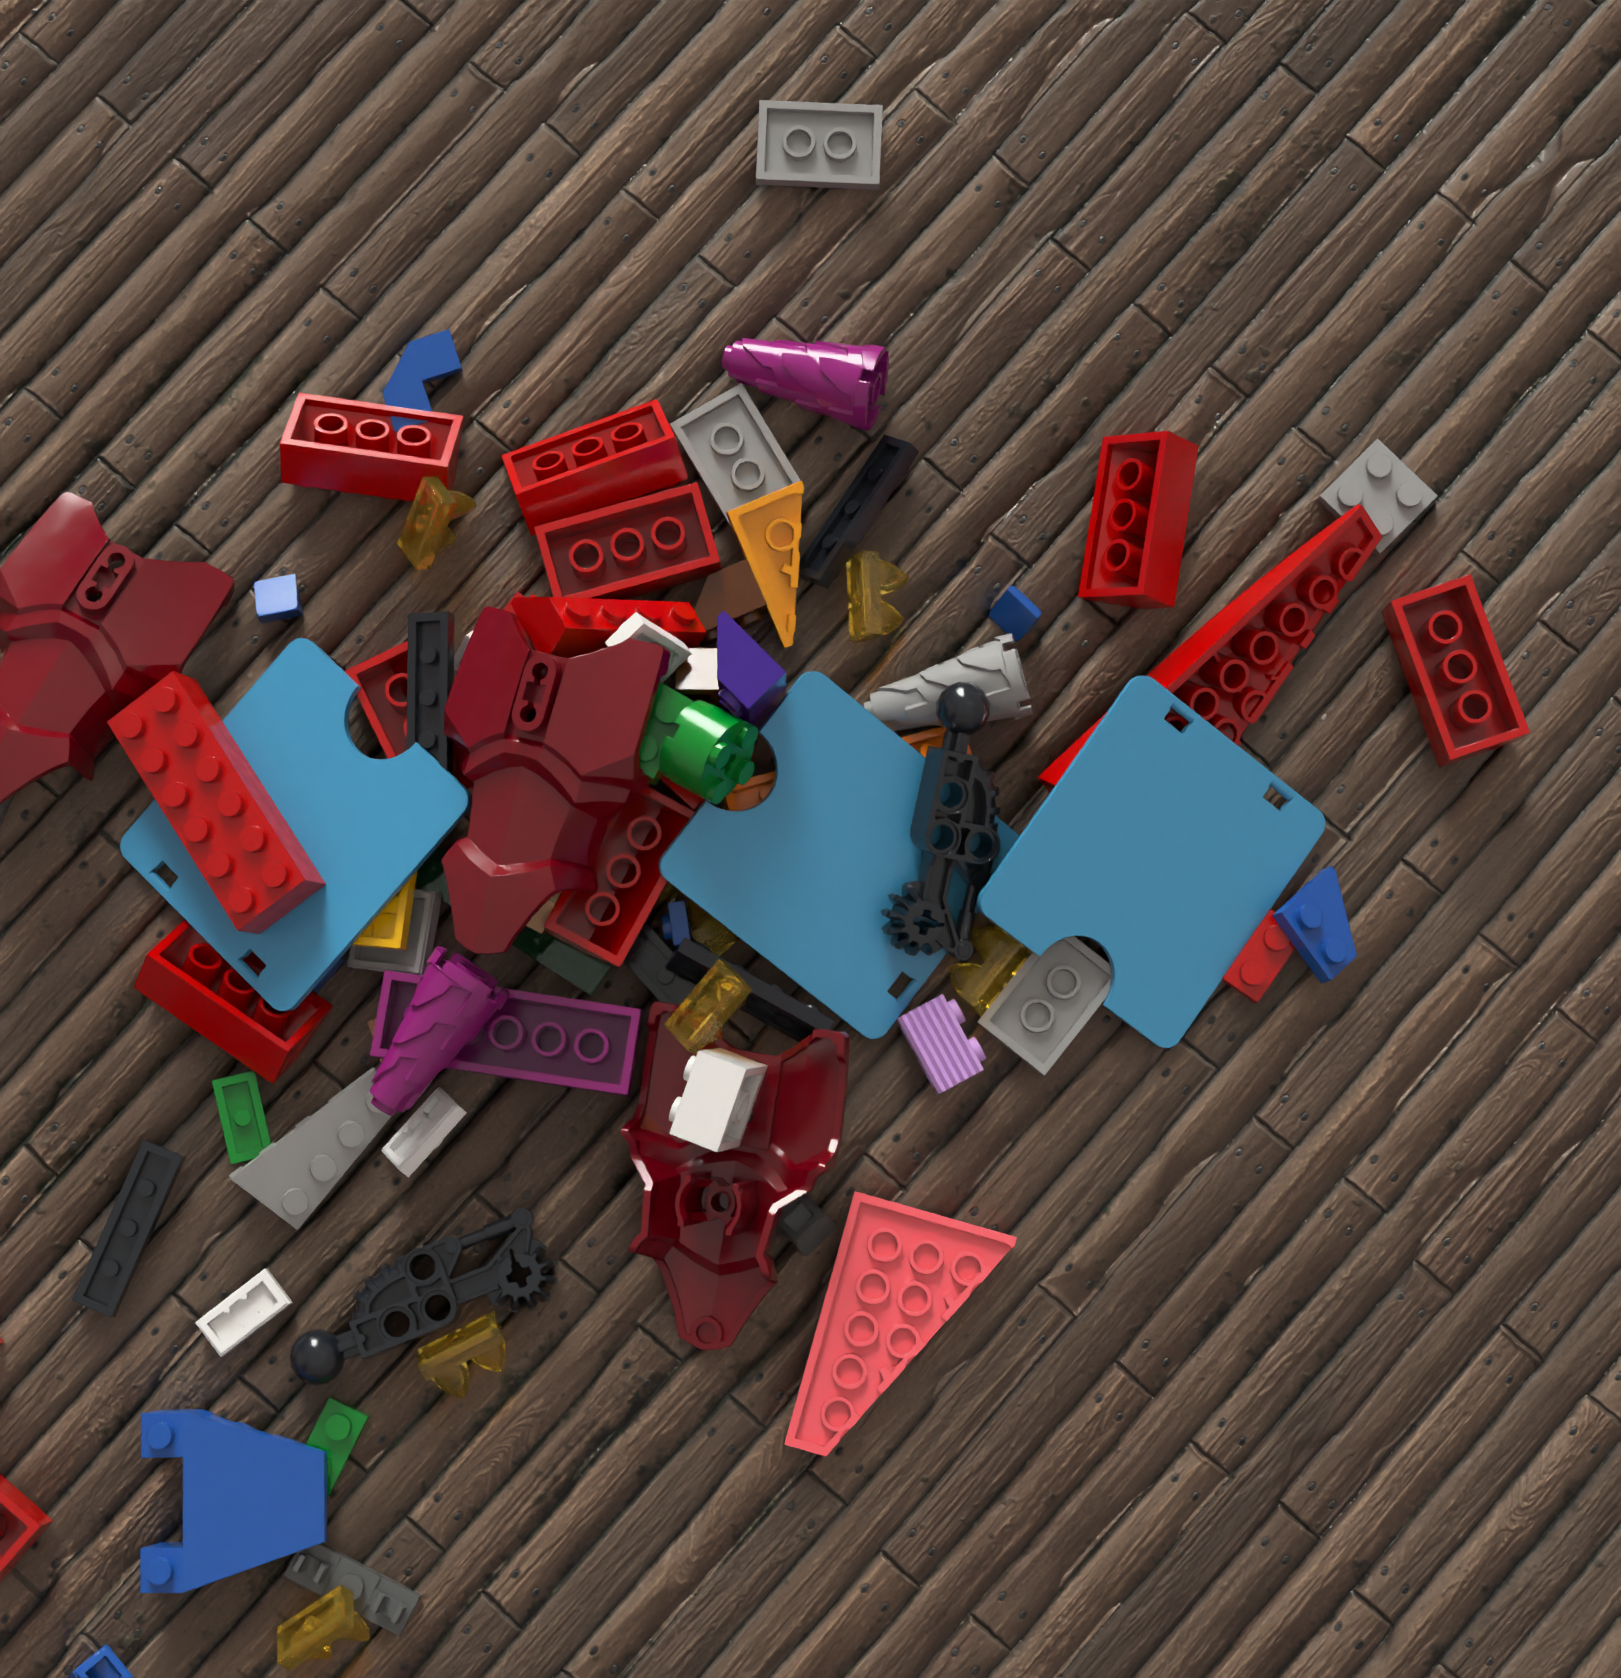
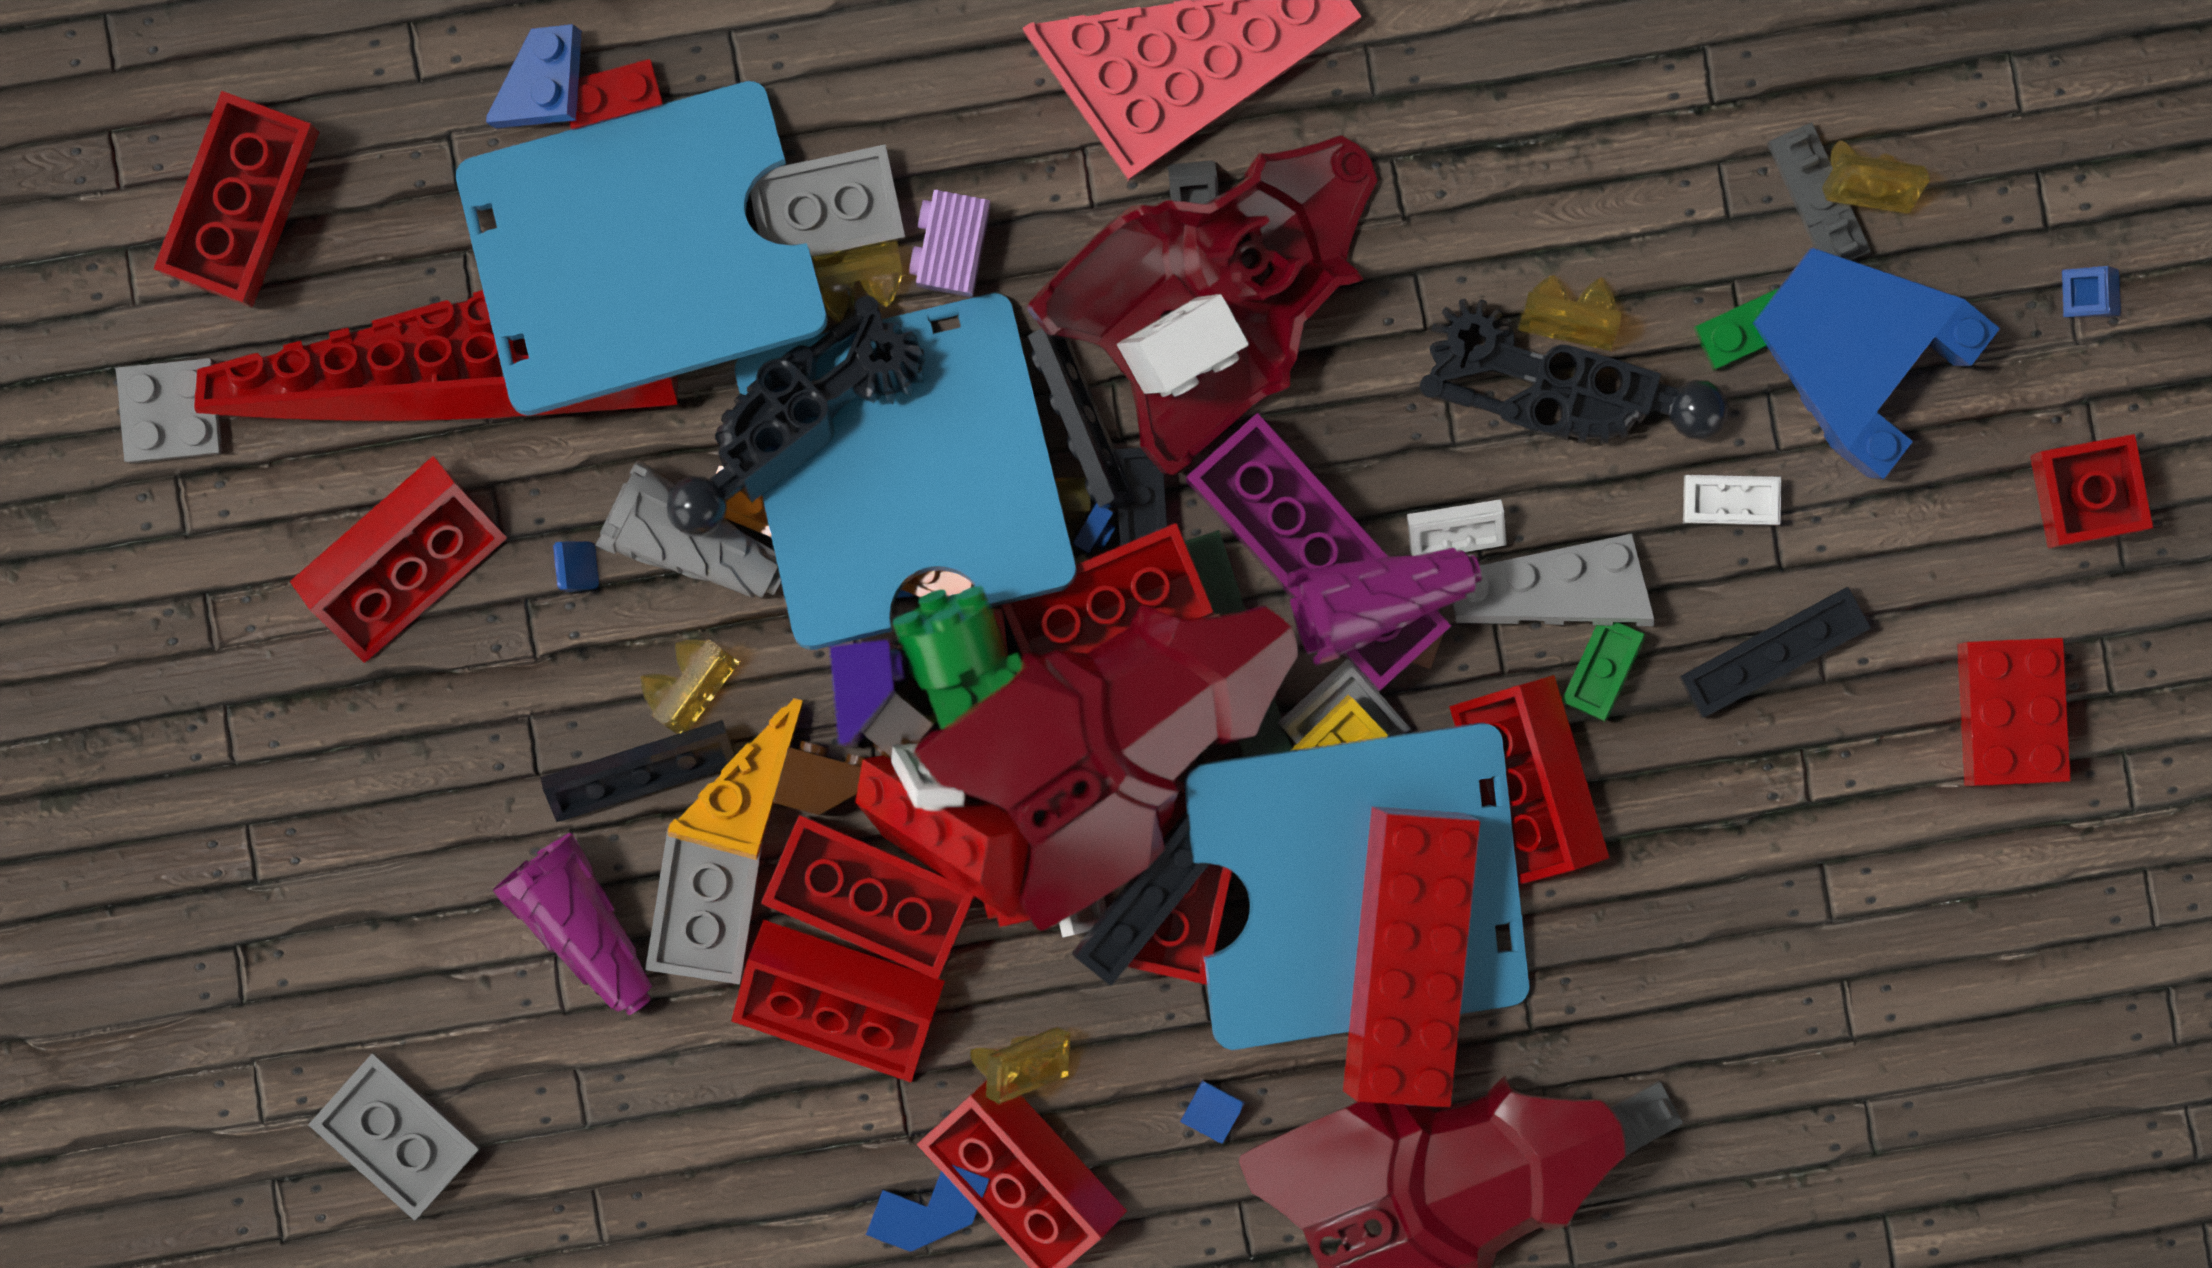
camera: 140 degrees left, 5 degrees up
(708, 1007) = (1128, 428): clear yellow tile -> none

